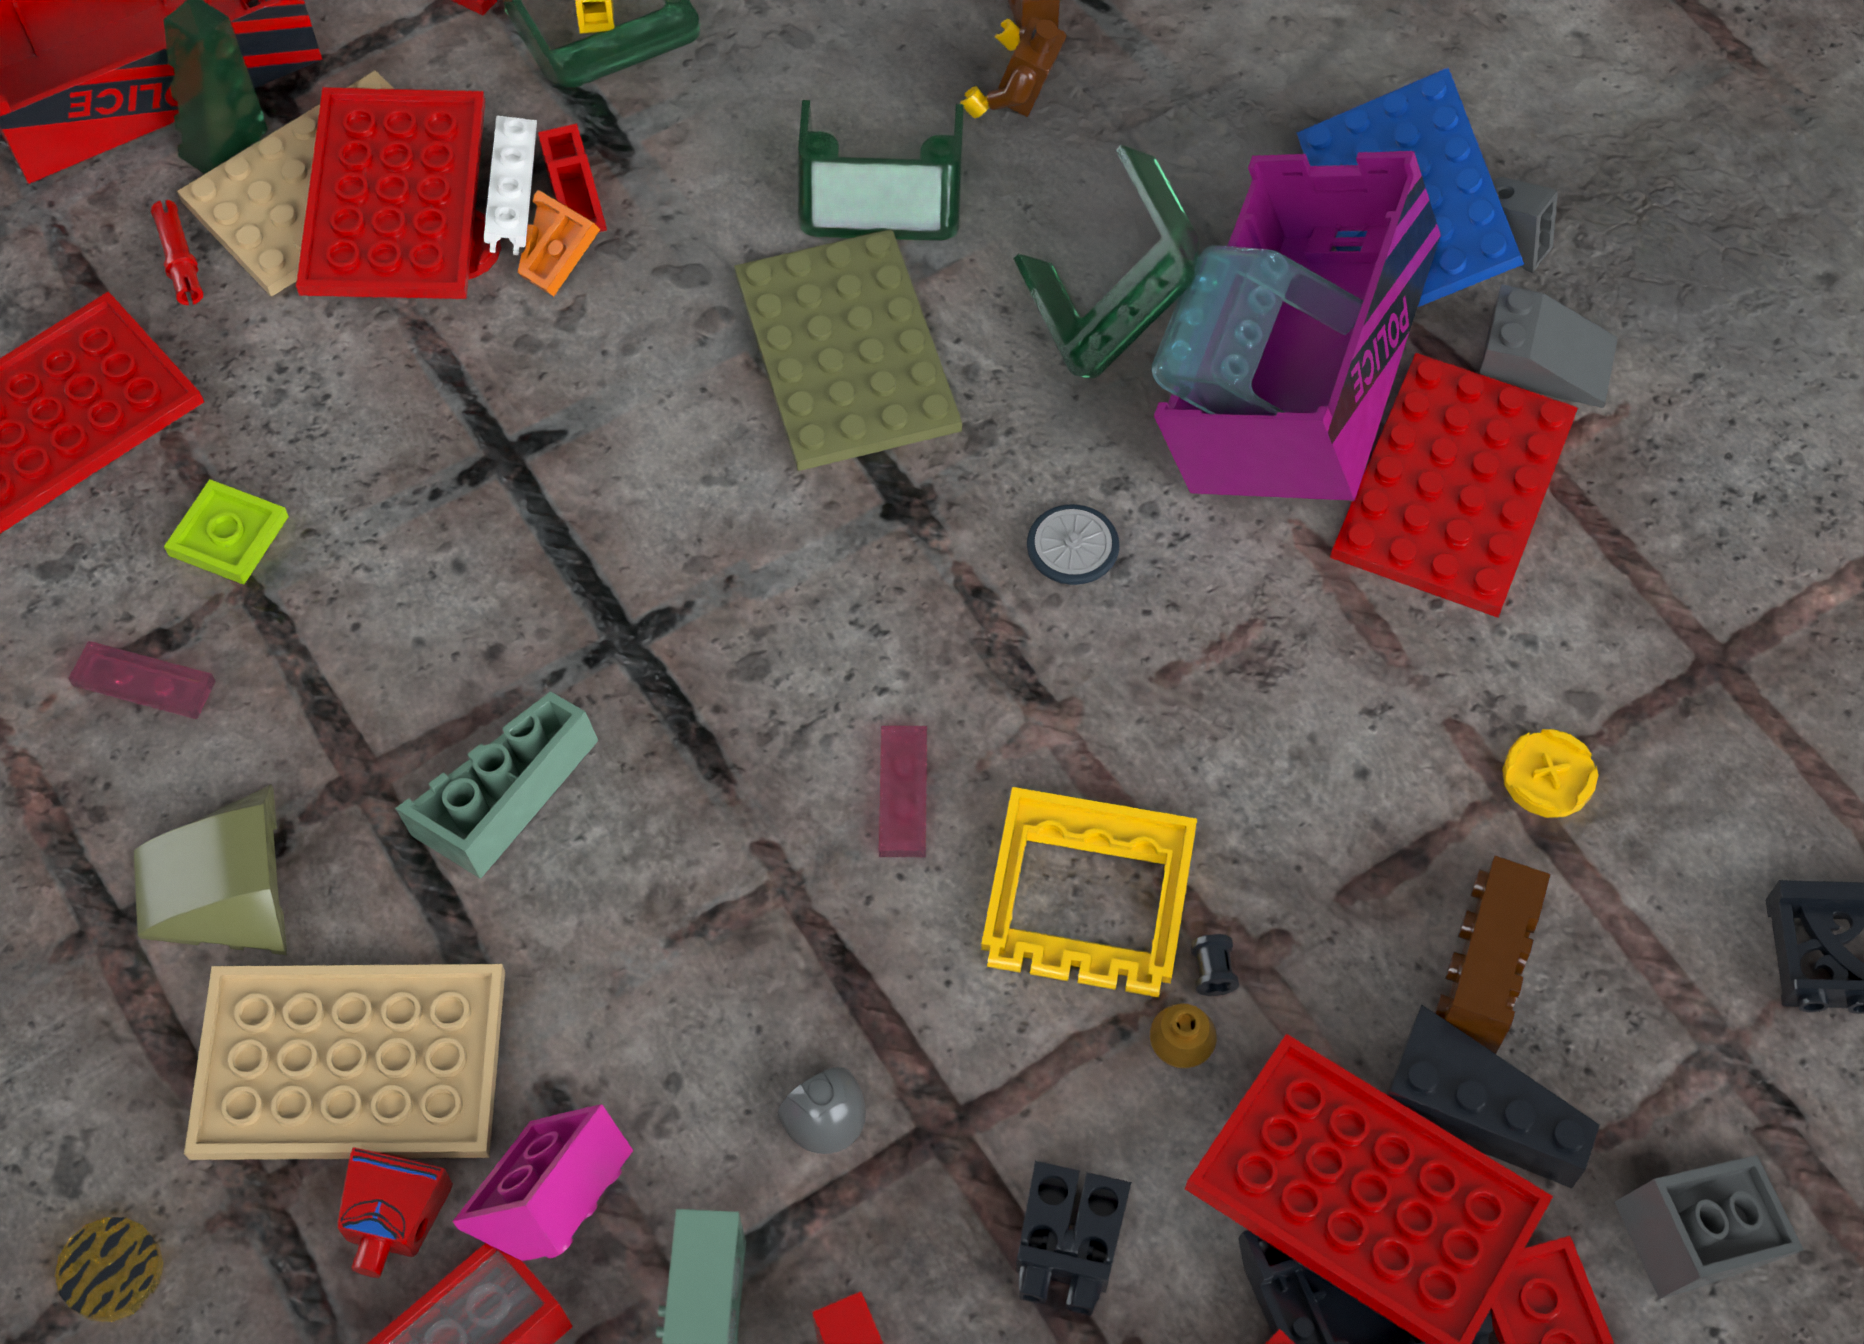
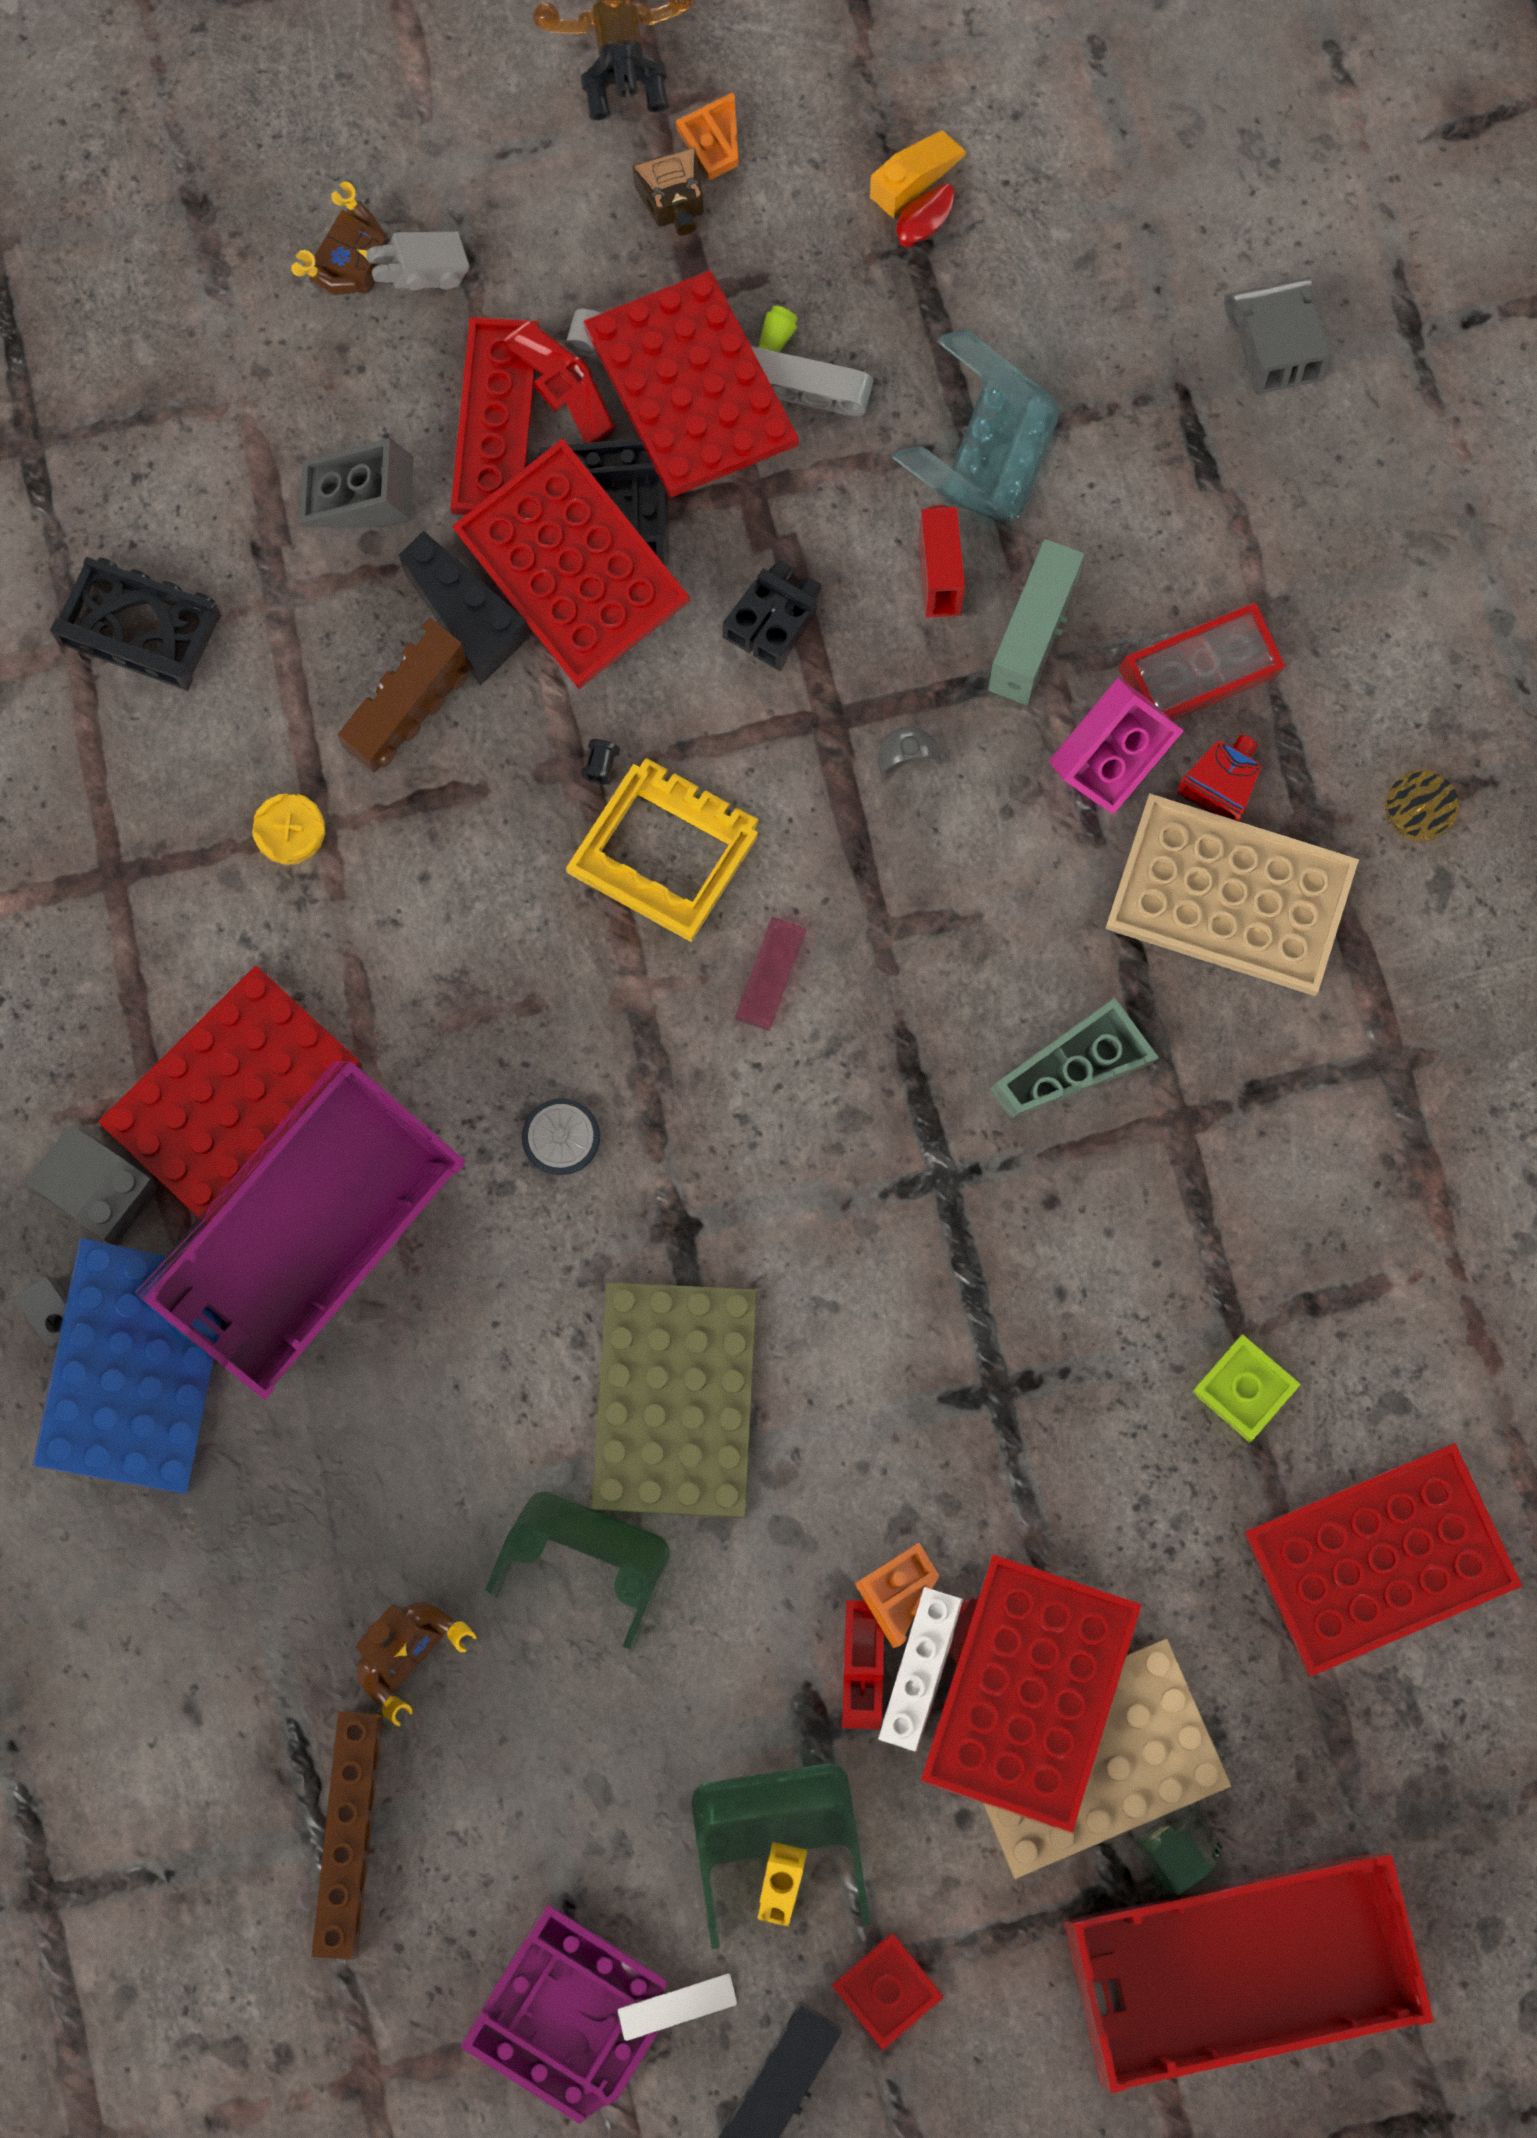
camera: 160 degrees left, 15 degrees up
(142, 679) = (1336, 1266): clear pink tile -> none
(179, 263) = (1242, 1710): red pin -> none
(214, 880) = (1305, 1074): olive wedge -> none
(1138, 298) = (432, 1310): clear green windscreen -> none
(1185, 1045) = (637, 731): pearl gold cone -> none
(1227, 320) = (369, 1223): clear light blue windscreen -> none

